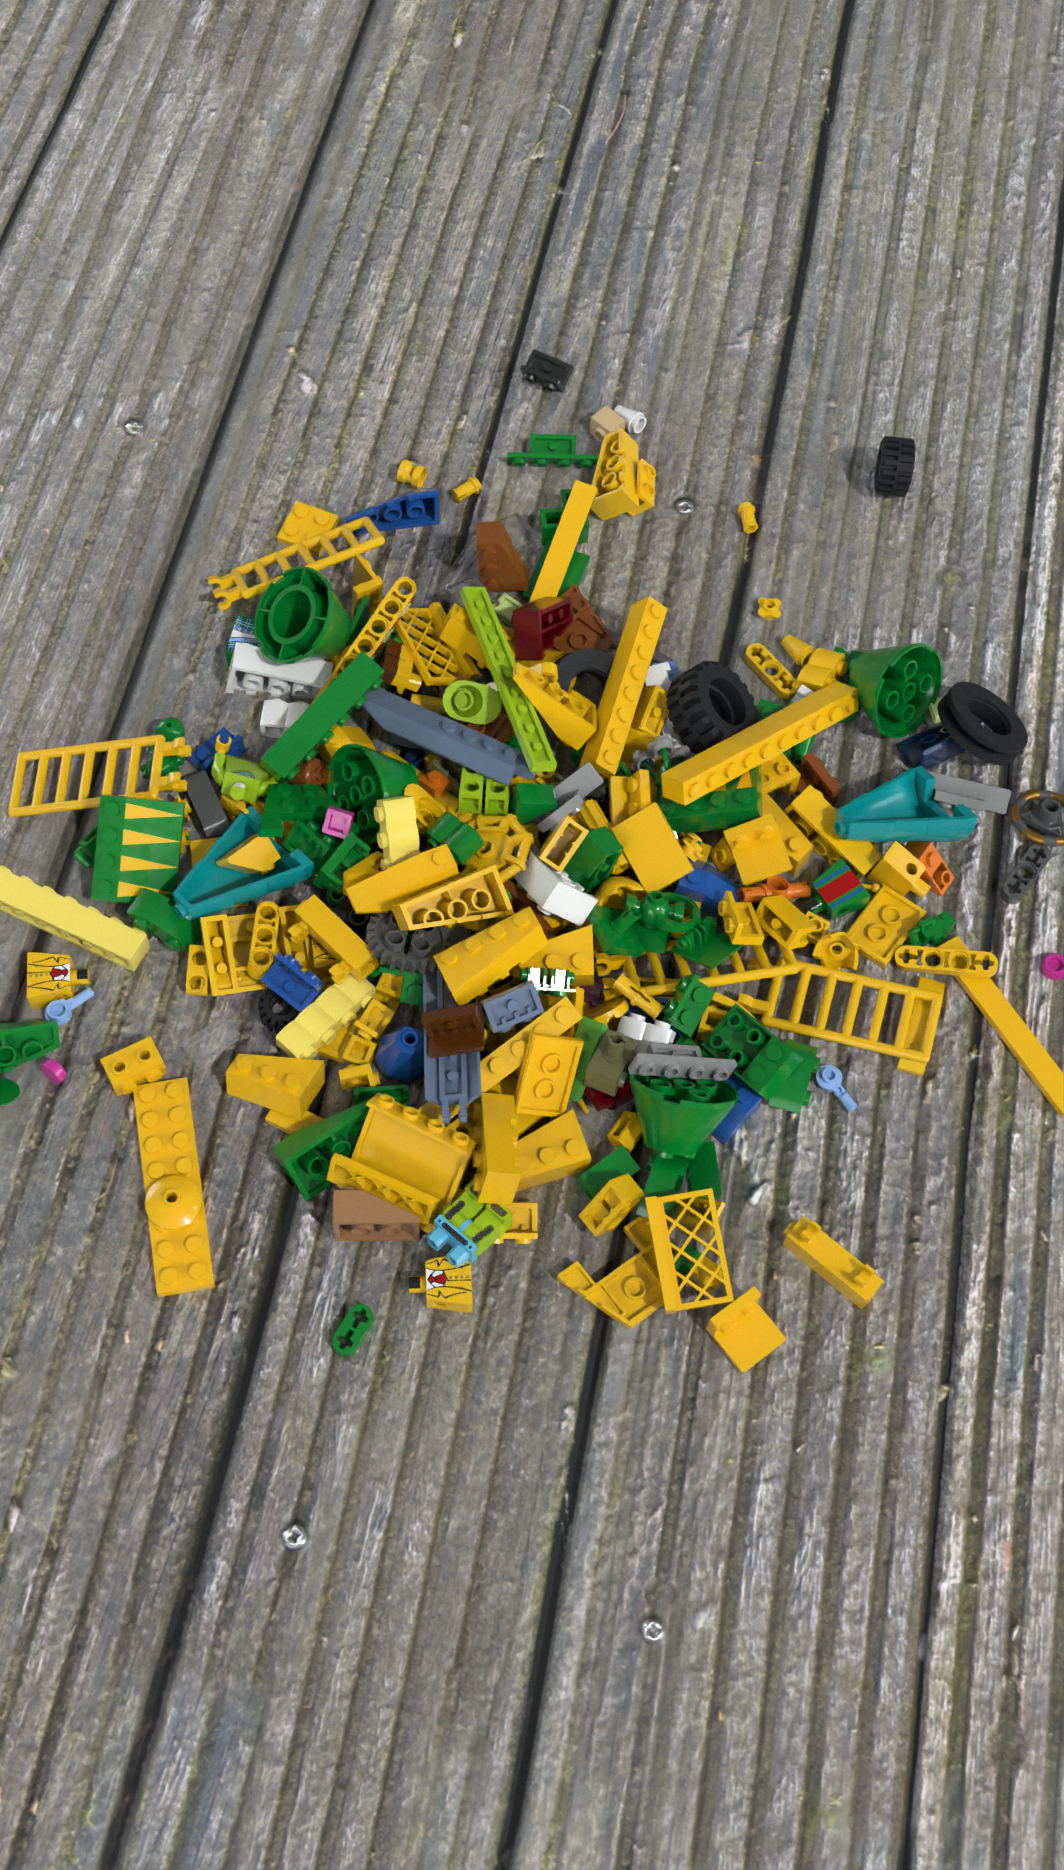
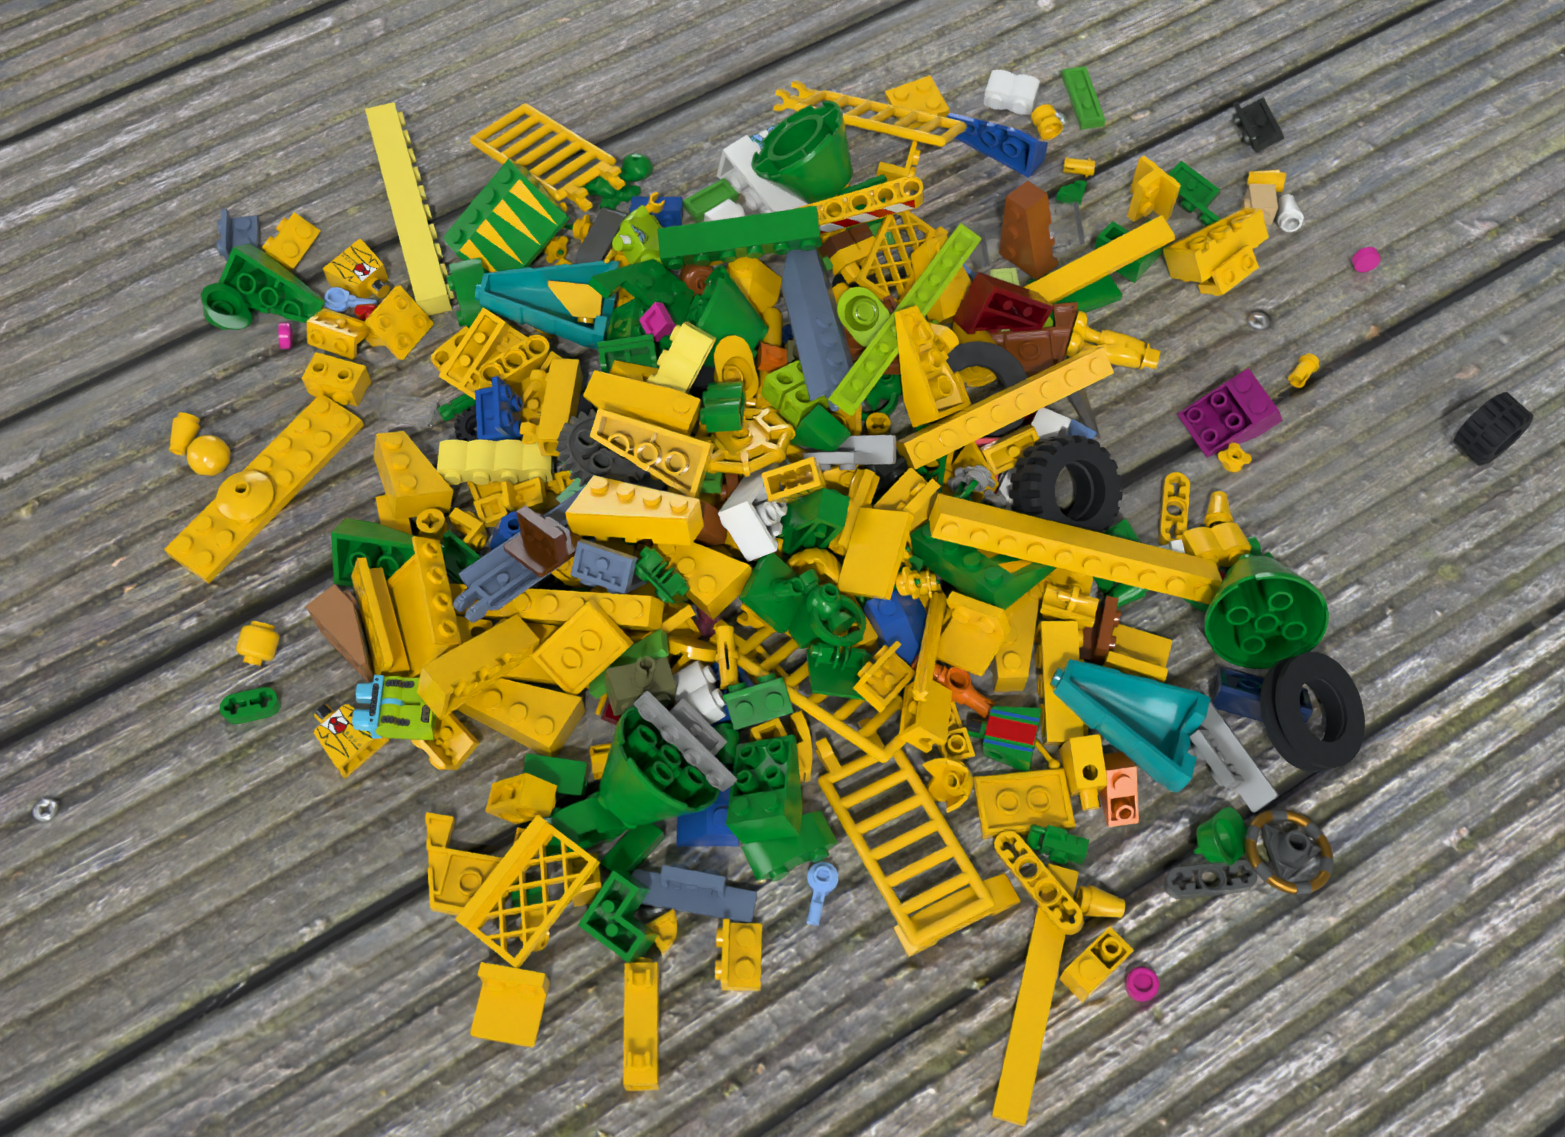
camera: 50 degrees right, 0 degrees up
(64, 1205) = (183, 432): none -> yellow cone
(90, 1035) = (336, 332): none -> yellow bracket
(95, 1000) = (364, 310): none -> red arm
(103, 1204) = (208, 455): none -> yellow hair
(131, 989) = (397, 323): none -> yellow bracket
(242, 1008) = (457, 405): none -> green axle
(244, 713) = (709, 198): none -> bright green tile
(309, 1286) = (257, 643): none -> yellow head
(332, 1105) = (438, 524): none -> yellow wheel
(364, 470) = (1011, 92): none -> white brick
(412, 438) = (1083, 98): none -> bright green tile
(481, 511) = (1072, 192): none -> green tile
(537, 468) = (1152, 191): none -> yellow bracket
(593, 405) = (1268, 177): none -> yellow cone
(621, 595) = (1119, 347): none -> yellow piece
(707, 414) = (1366, 259): none -> dark pink tile
(739, 581) = (1230, 414): none -> magenta slope
(744, 879) = (929, 647): none -> yellow axle
(748, 1219) = (612, 917): none -> green brick
(769, 1160) = (697, 893): none -> sand blue bracket
(776, 1199) = (666, 928): none -> yellow tile
(792, 780) = (1069, 606): none -> yellow hips
(836, 1168) = (740, 956): none -> yellow bracket
(855, 778) = (1139, 653): none -> yellow bracket
(987, 941) = (1099, 902): none -> yellow cone
(1008, 844) = (1222, 837): none -> green piece
(1025, 978) = (1095, 964): none -> yellow slope

